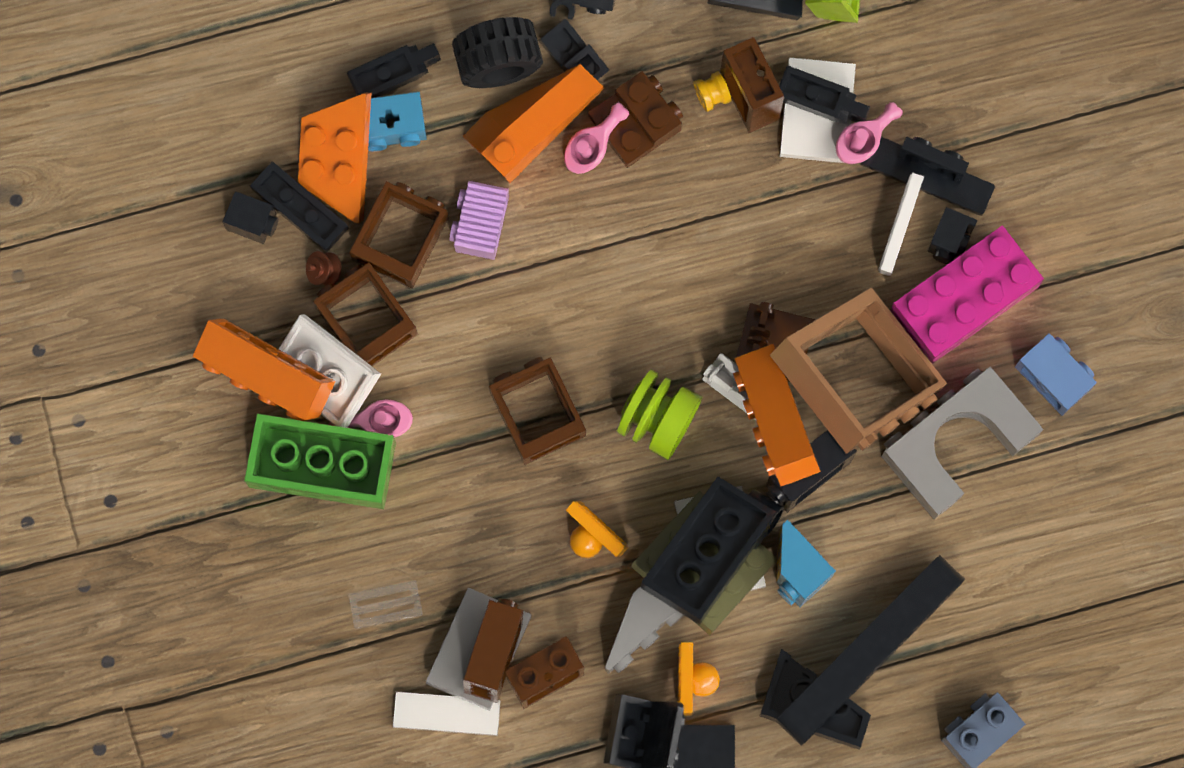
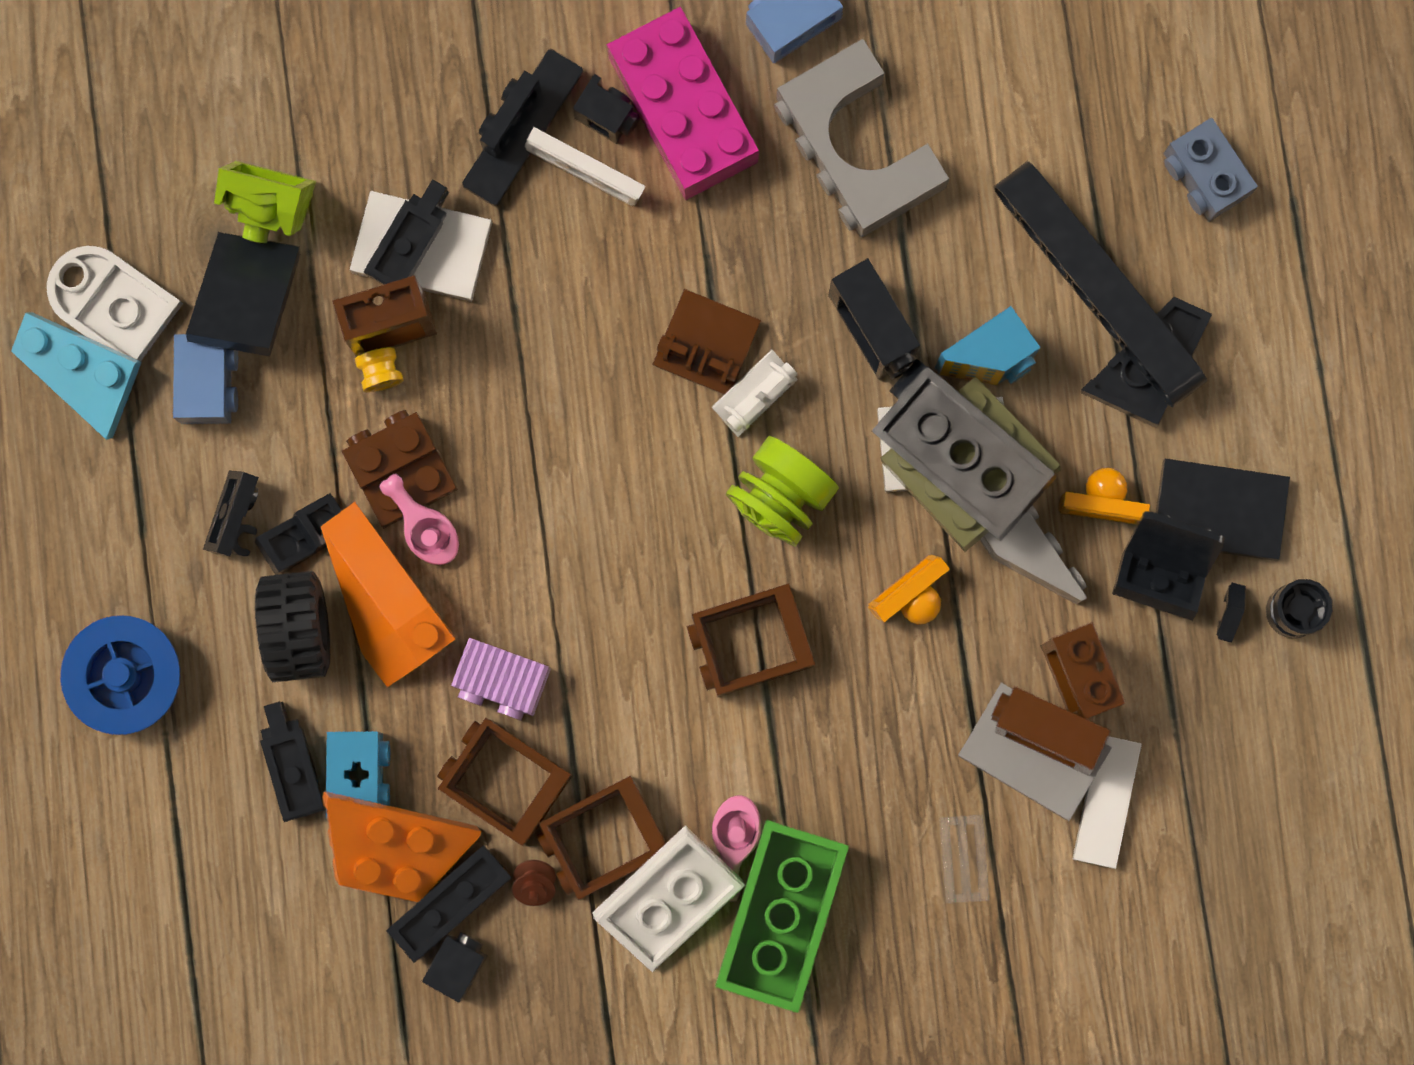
camera: 80 degrees left, 5 degrees up
(263, 369) = (657, 973): orange brick -> none
(777, 417) = (811, 347): orange brick -> none
(863, 138) = (468, 194): bright pink piece -> none
(894, 344) = (737, 194): medium nougat window -> none

